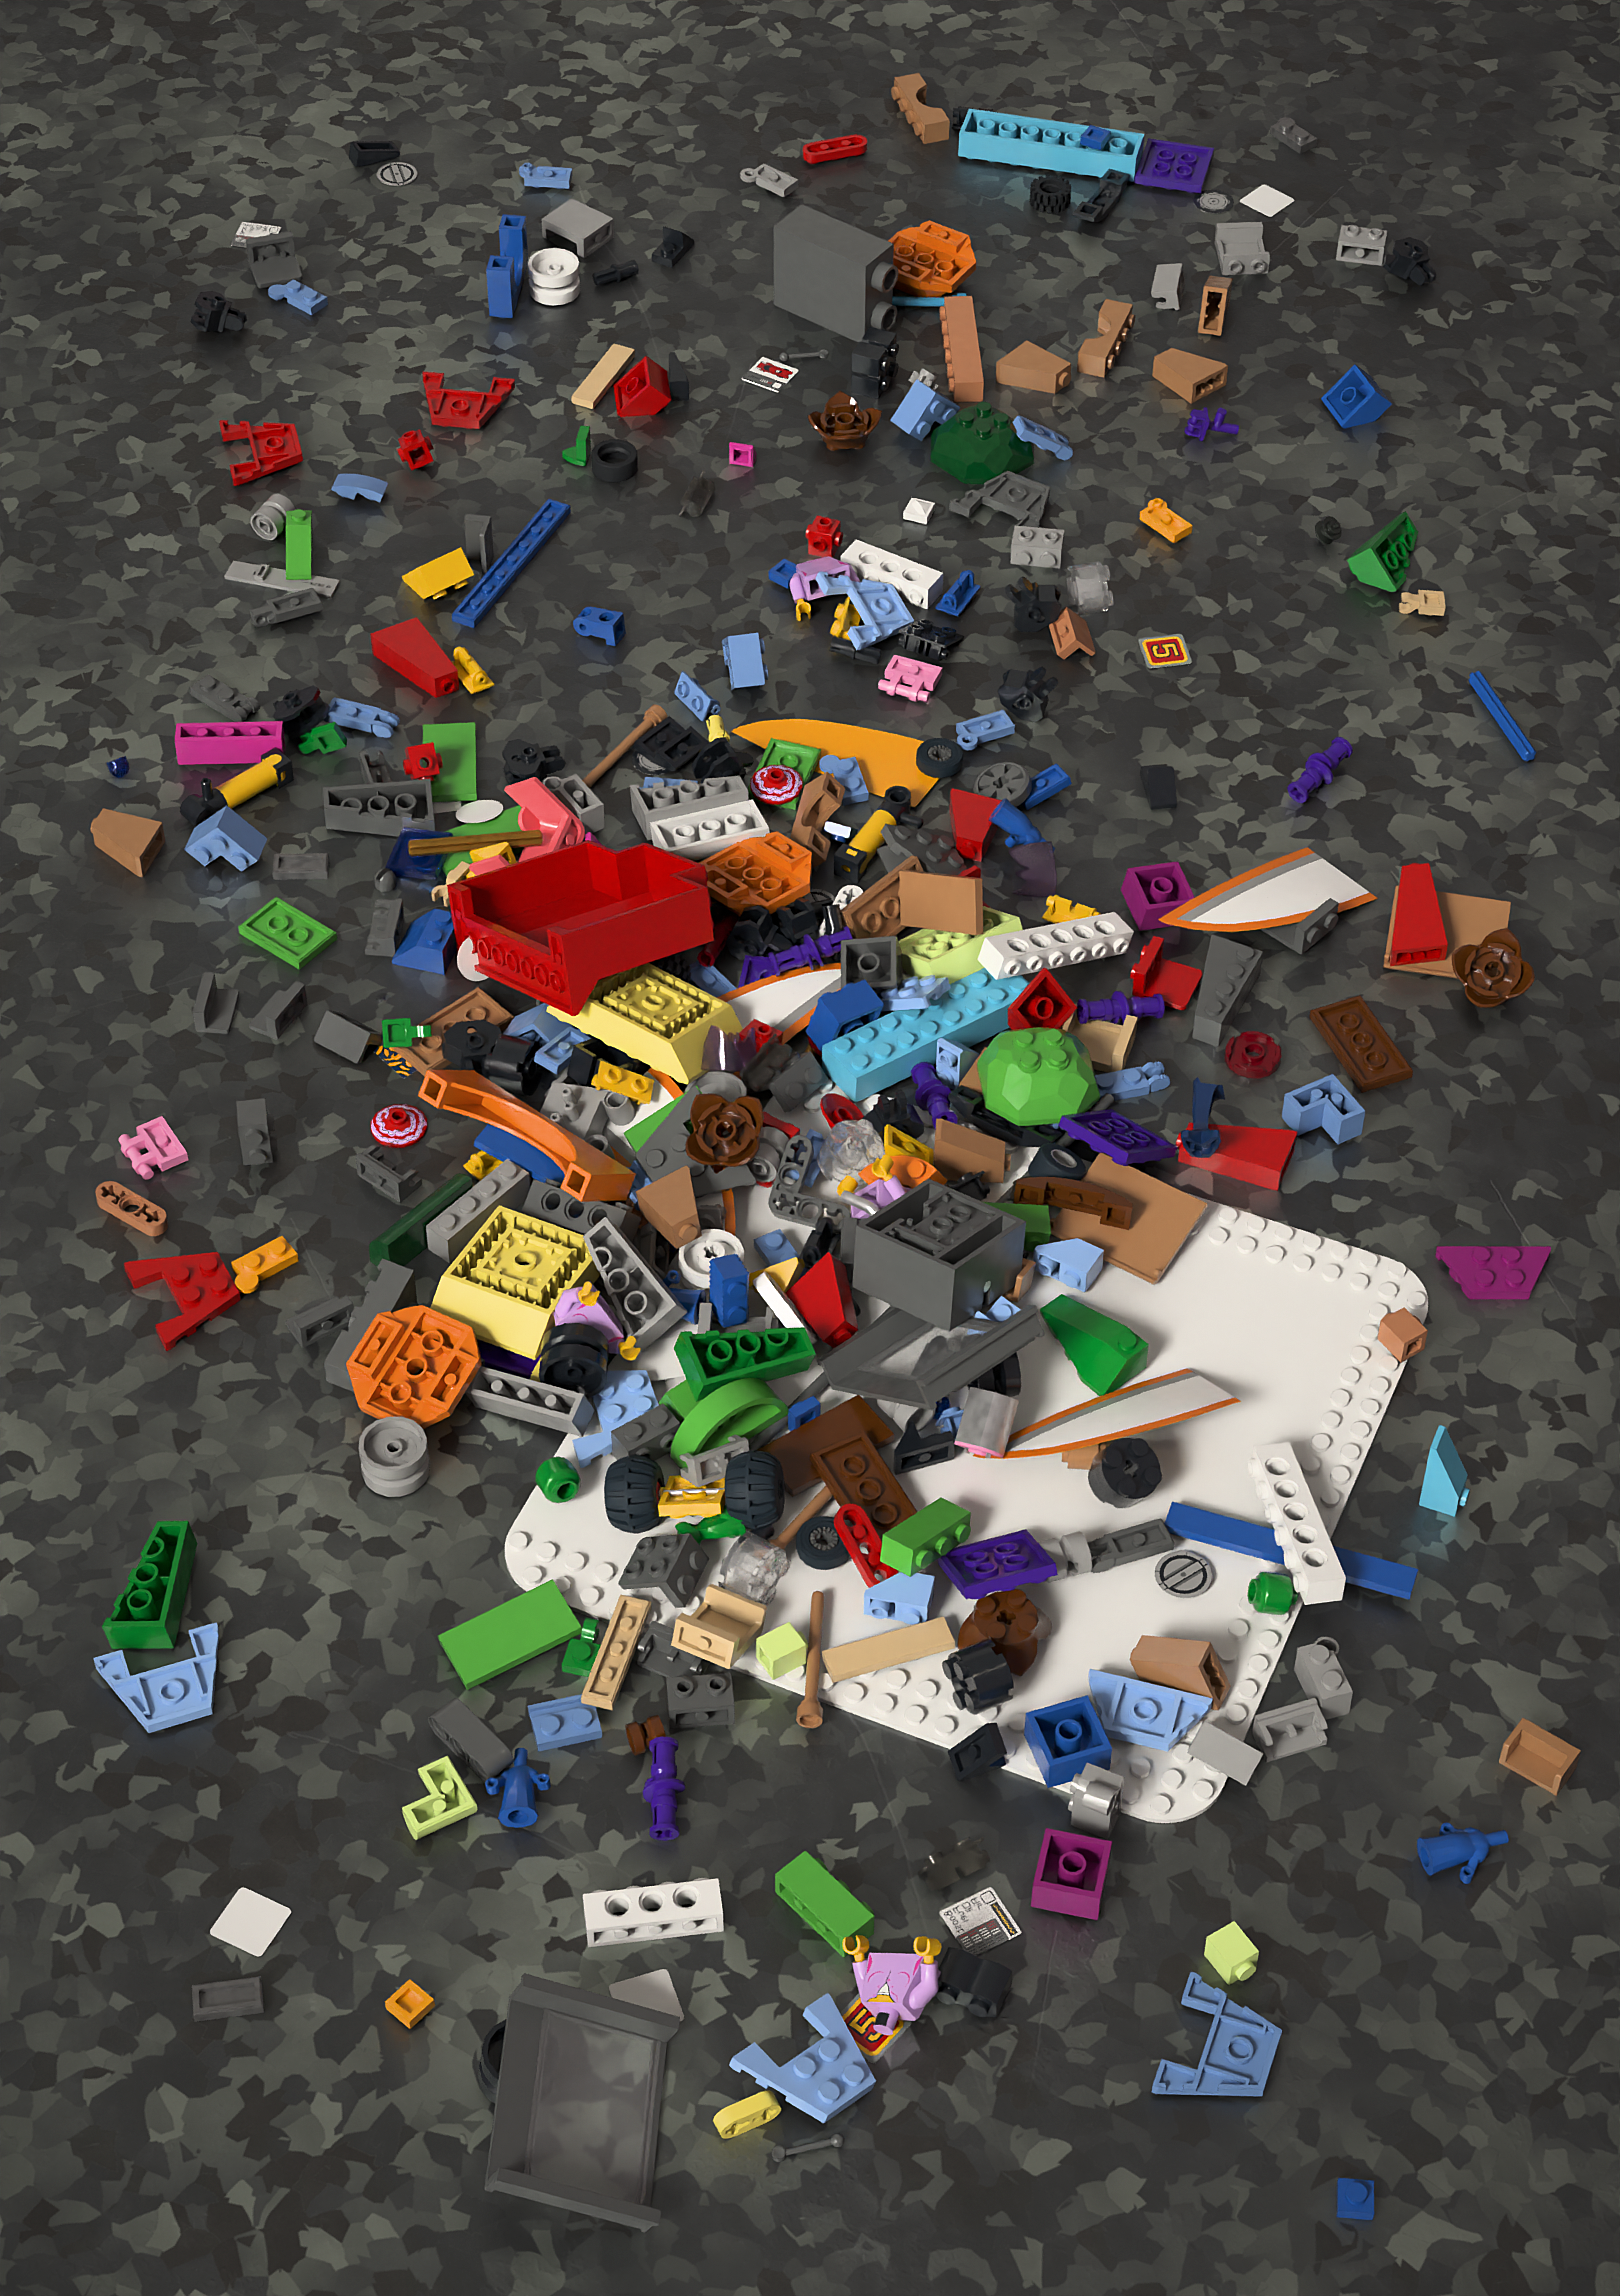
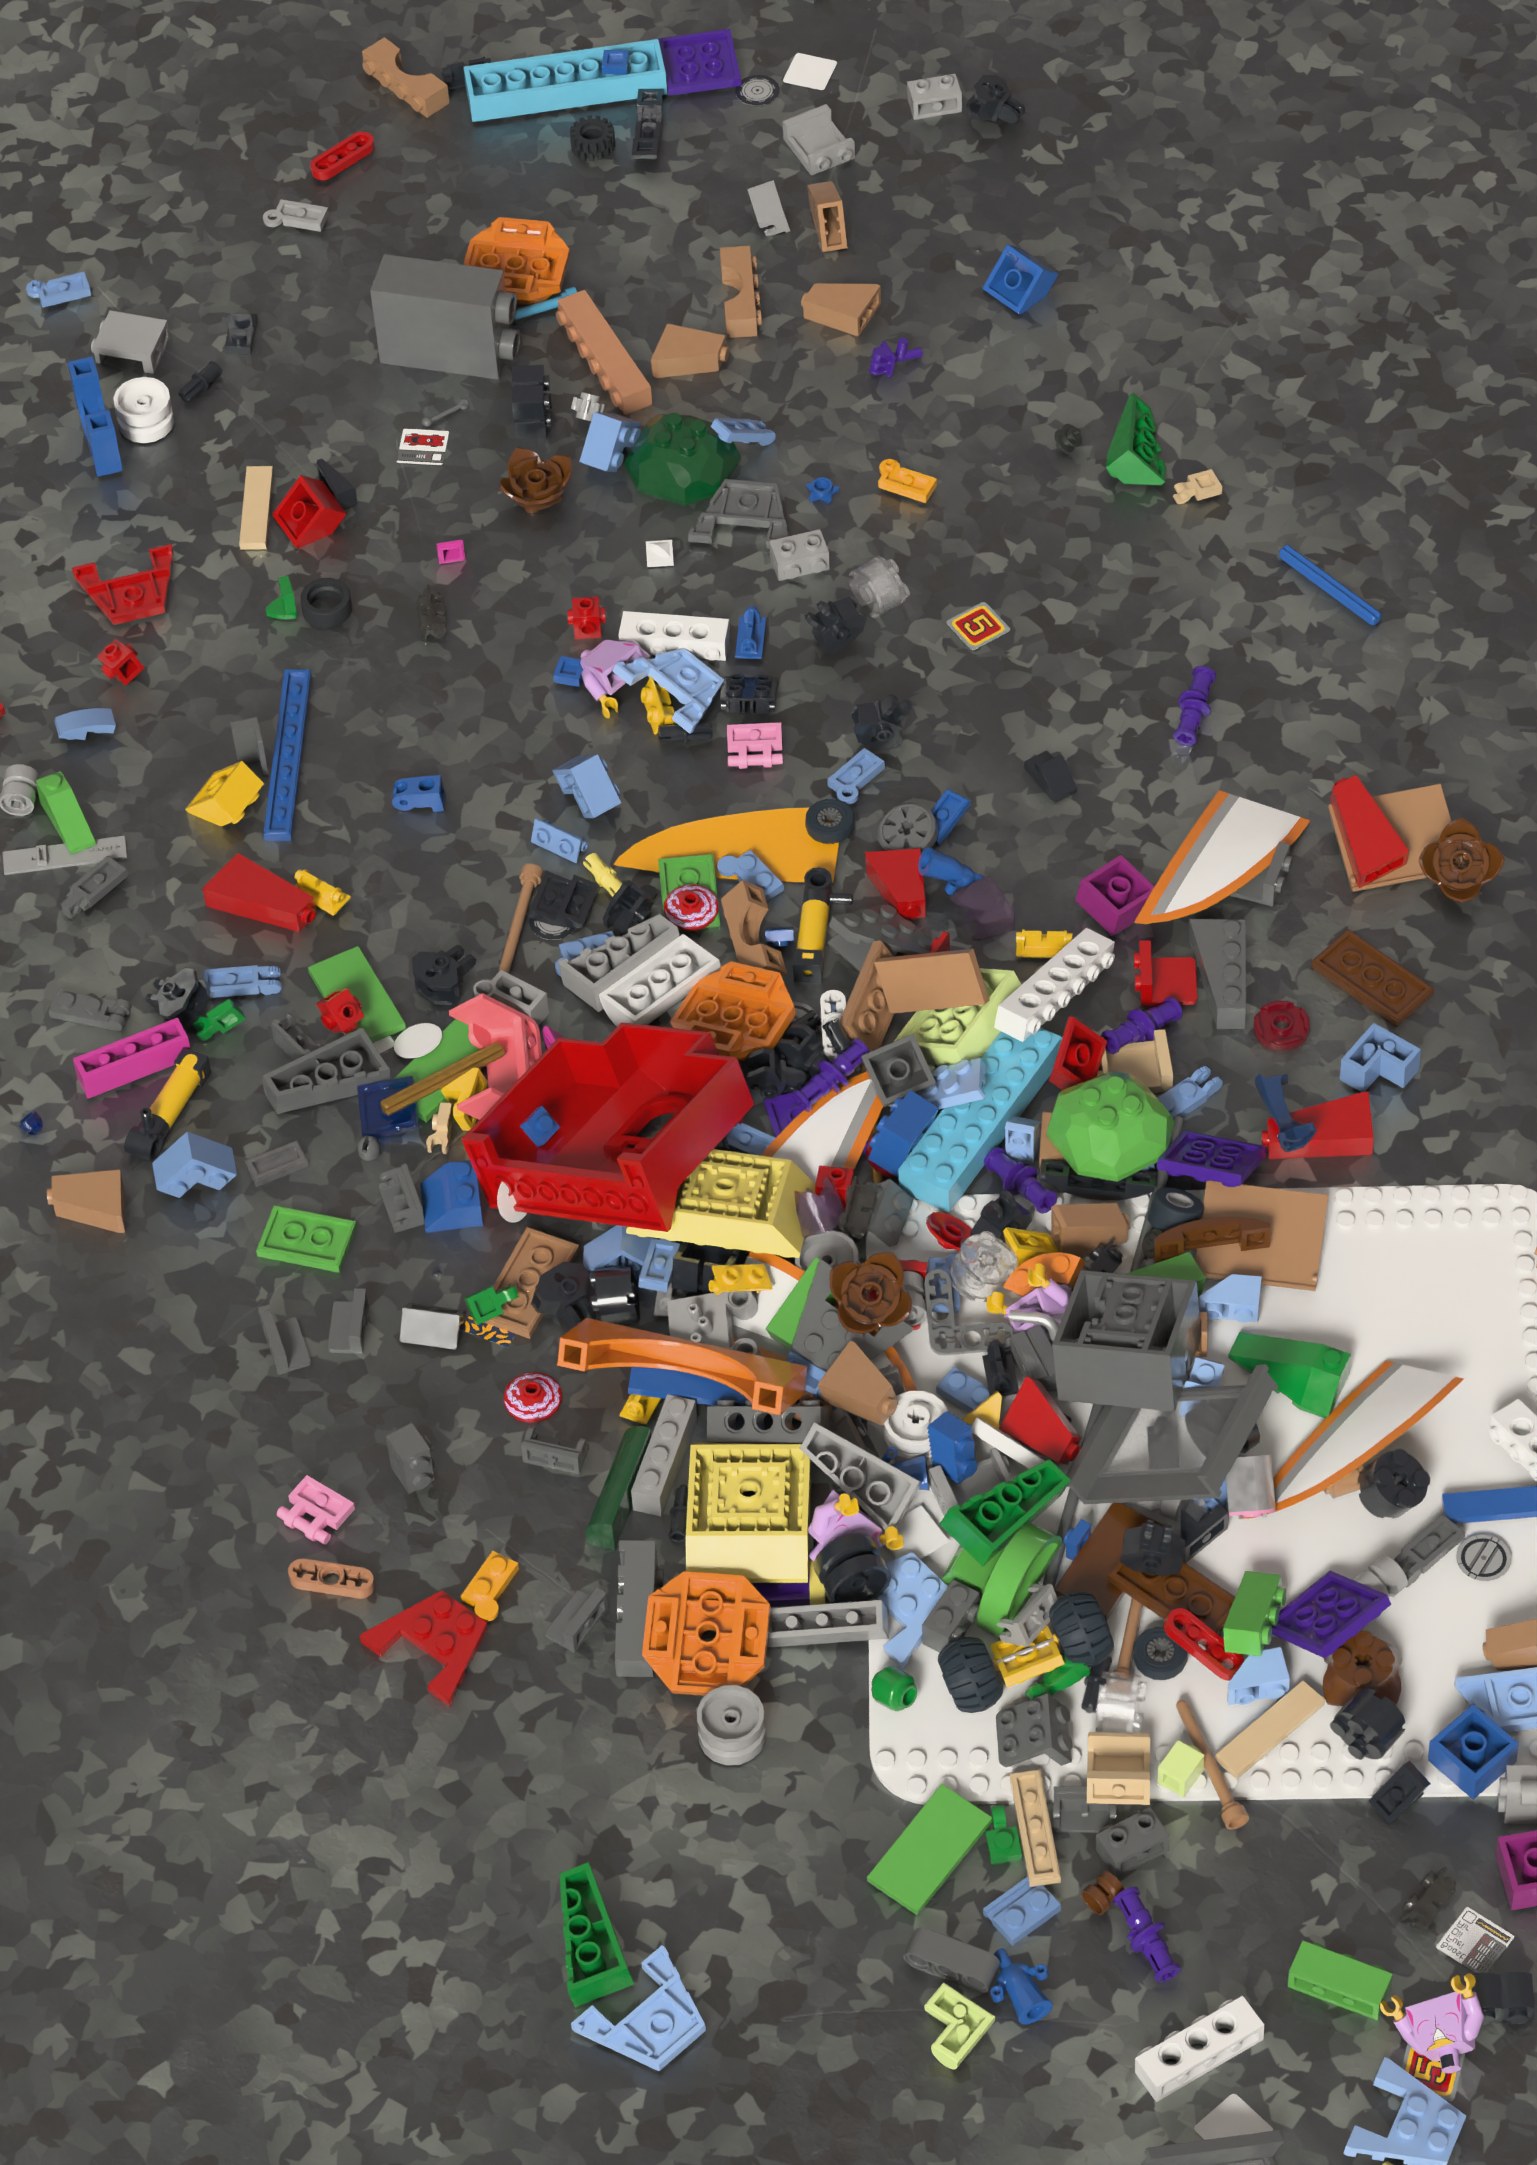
camera: 20 degrees left, 5 degrees up
(529, 904) = (539, 1126): none -> blue plate
(860, 1443) = (1153, 1549): none -> black hinge
(1071, 633) = (882, 641): nougat panel -> none
(1089, 506) = (821, 483): none -> blue plate

